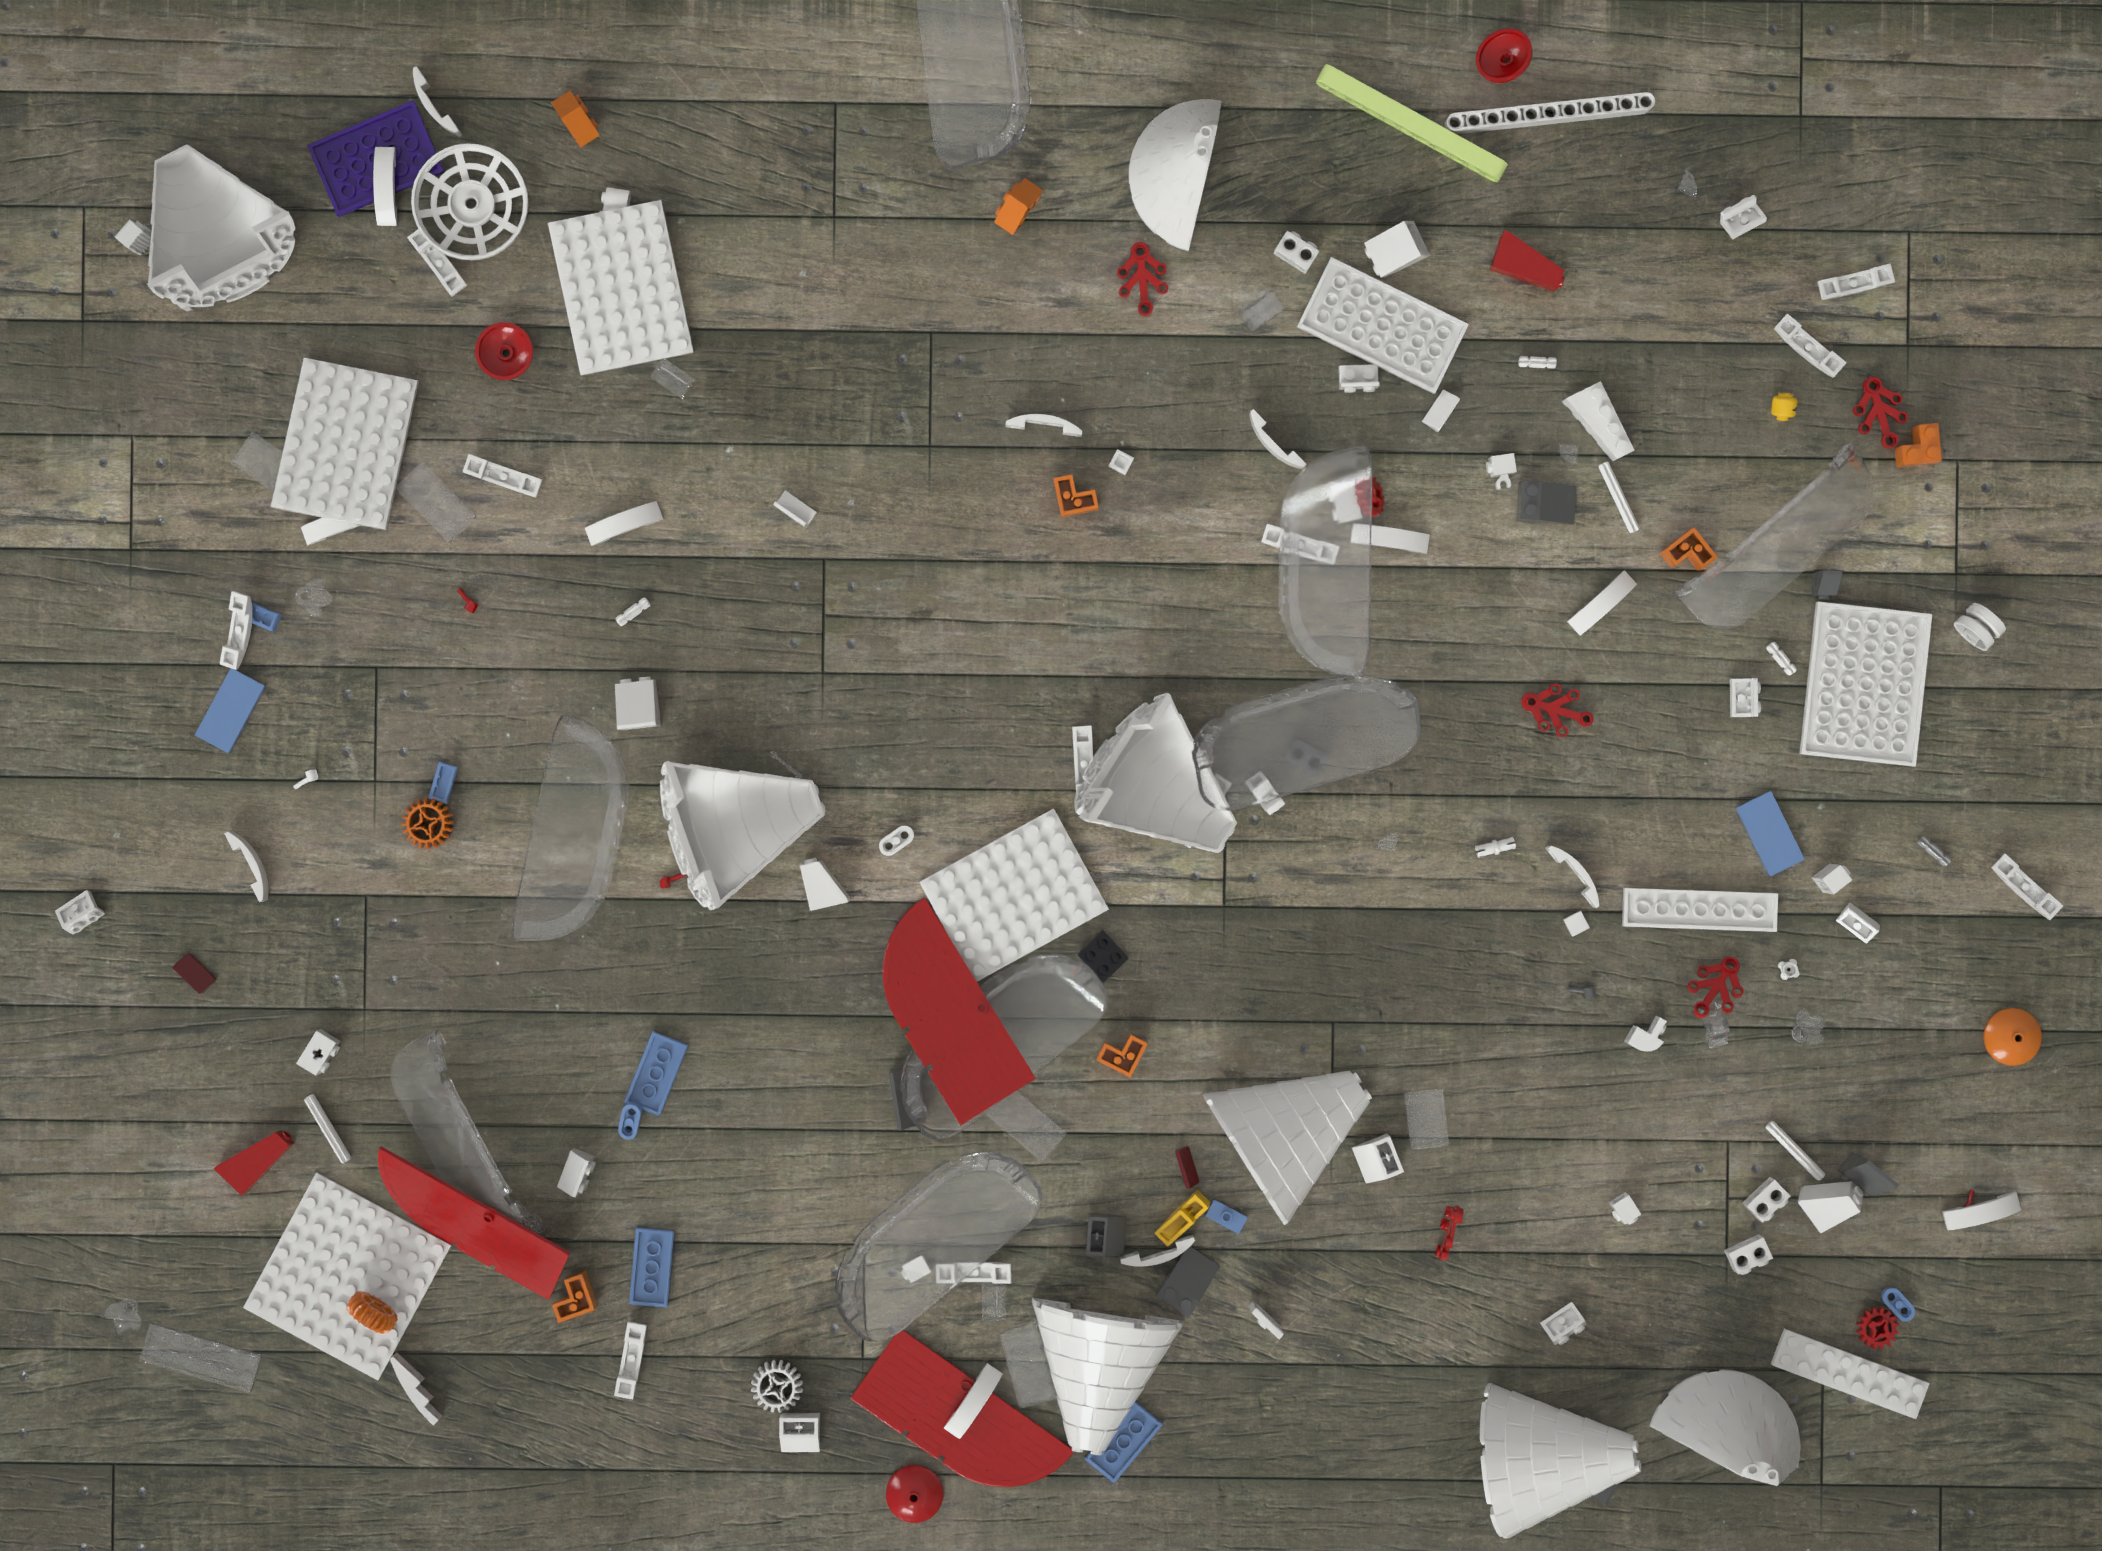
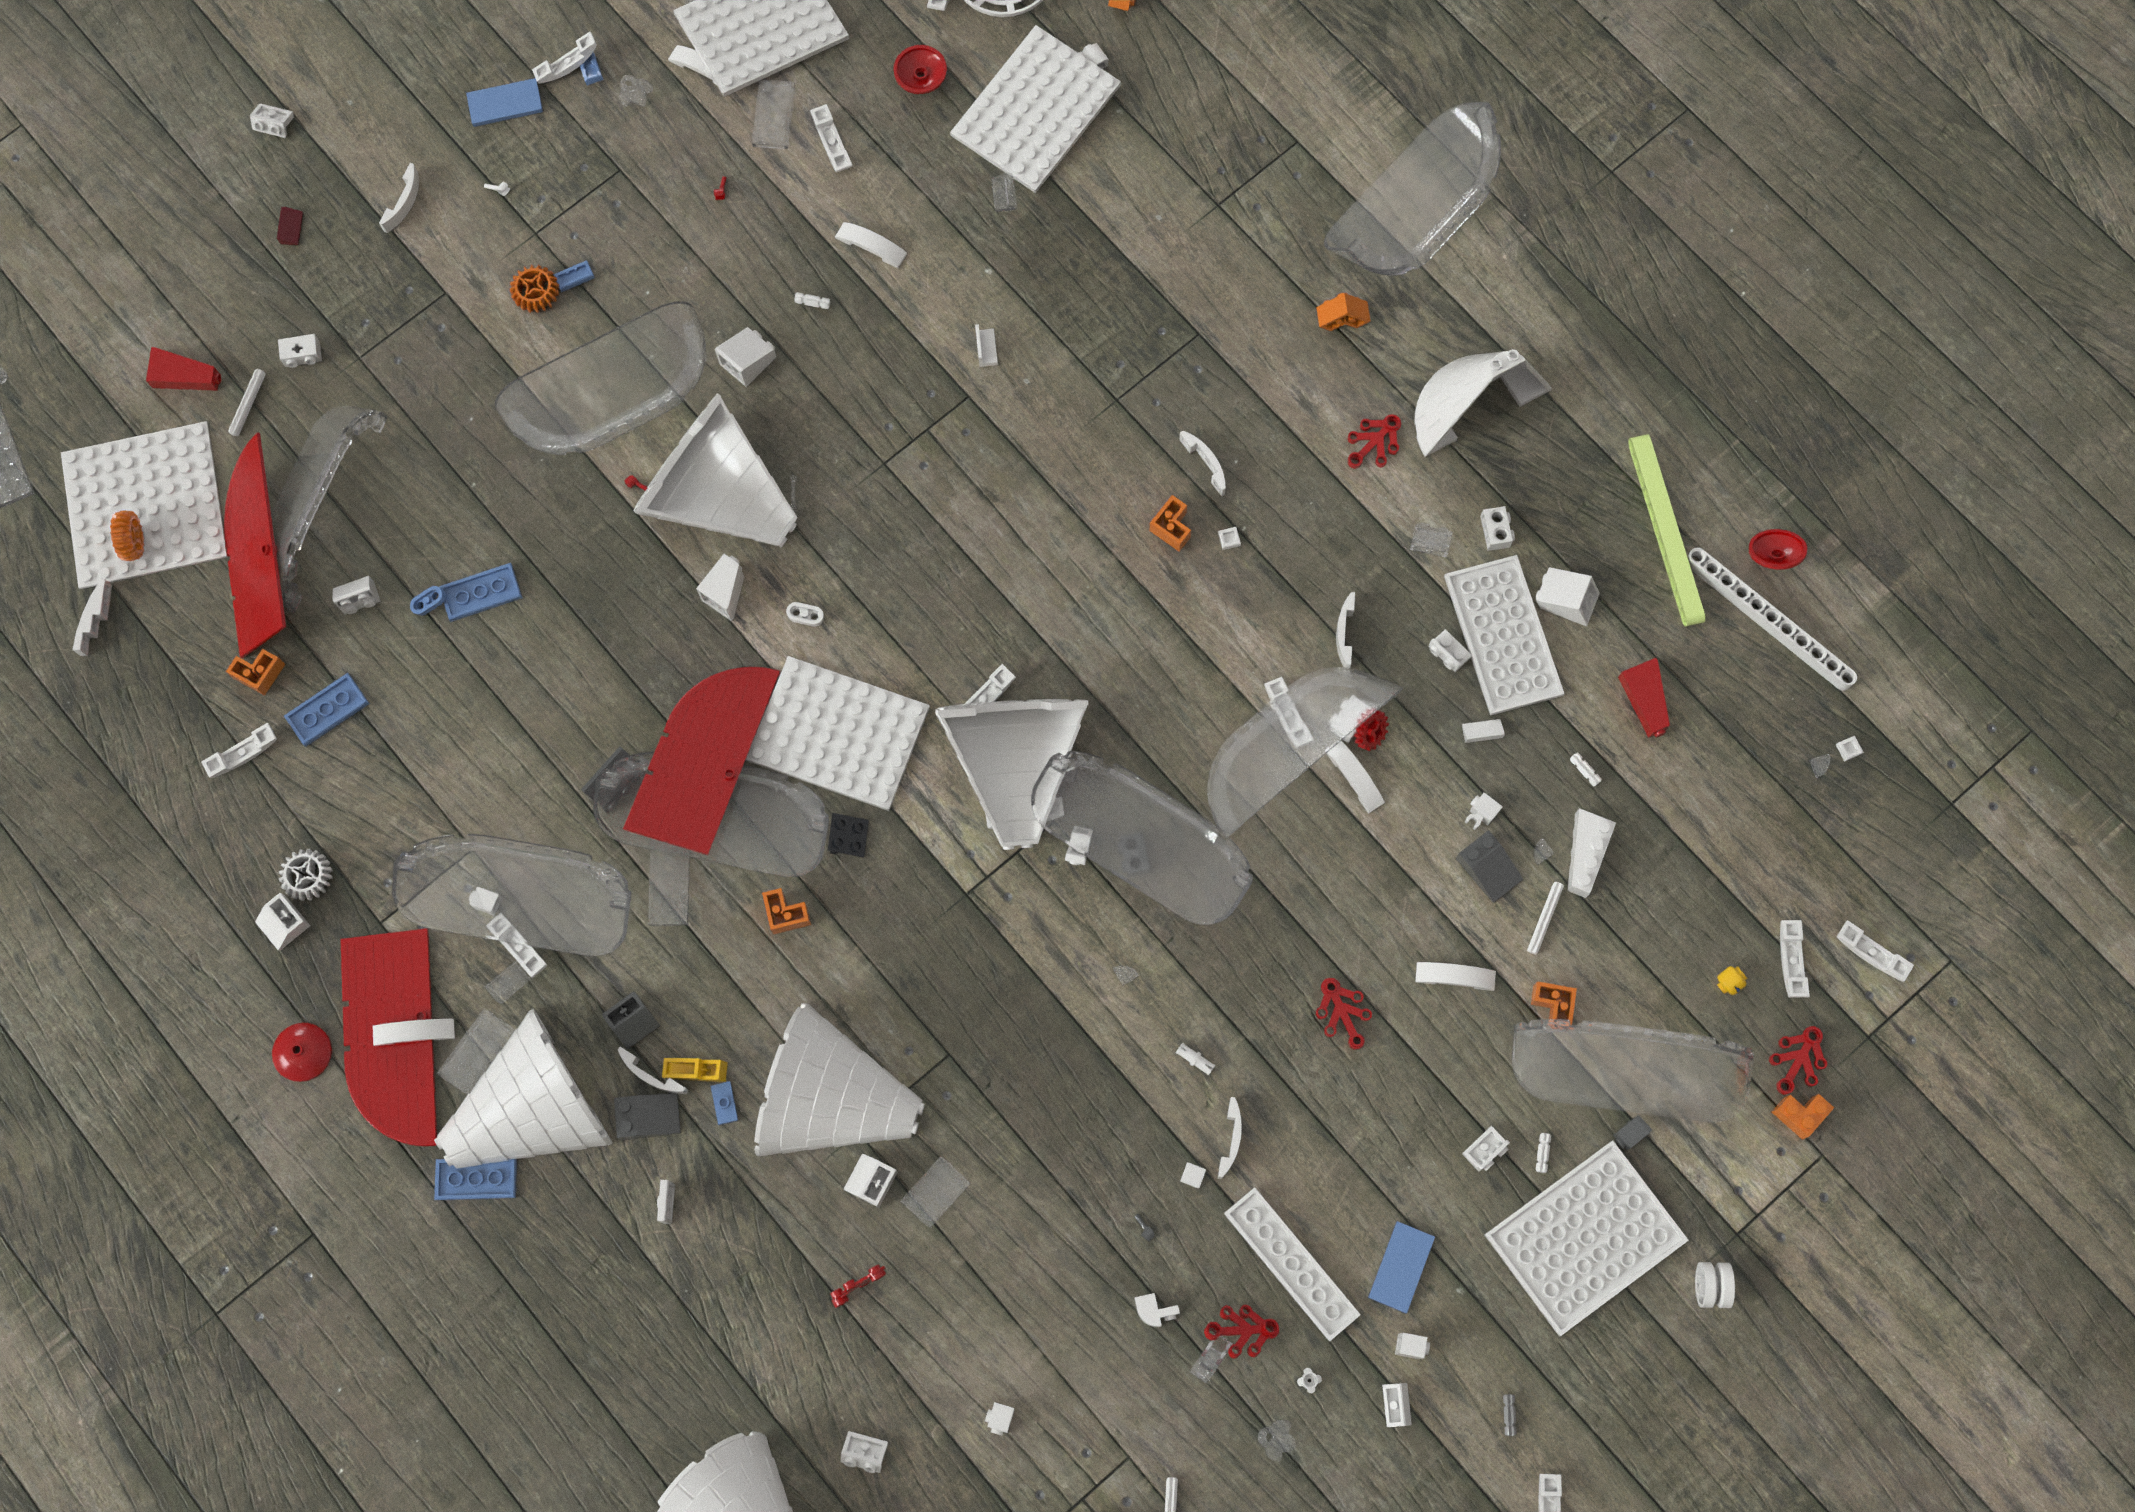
camera: 55 degrees right, 15 degrees down
(1187, 1167) = (737, 1038): dark red slope -> none
(1695, 150) = (1849, 748): none -> white tile
(1742, 217) = (1837, 823): white bracket -> none

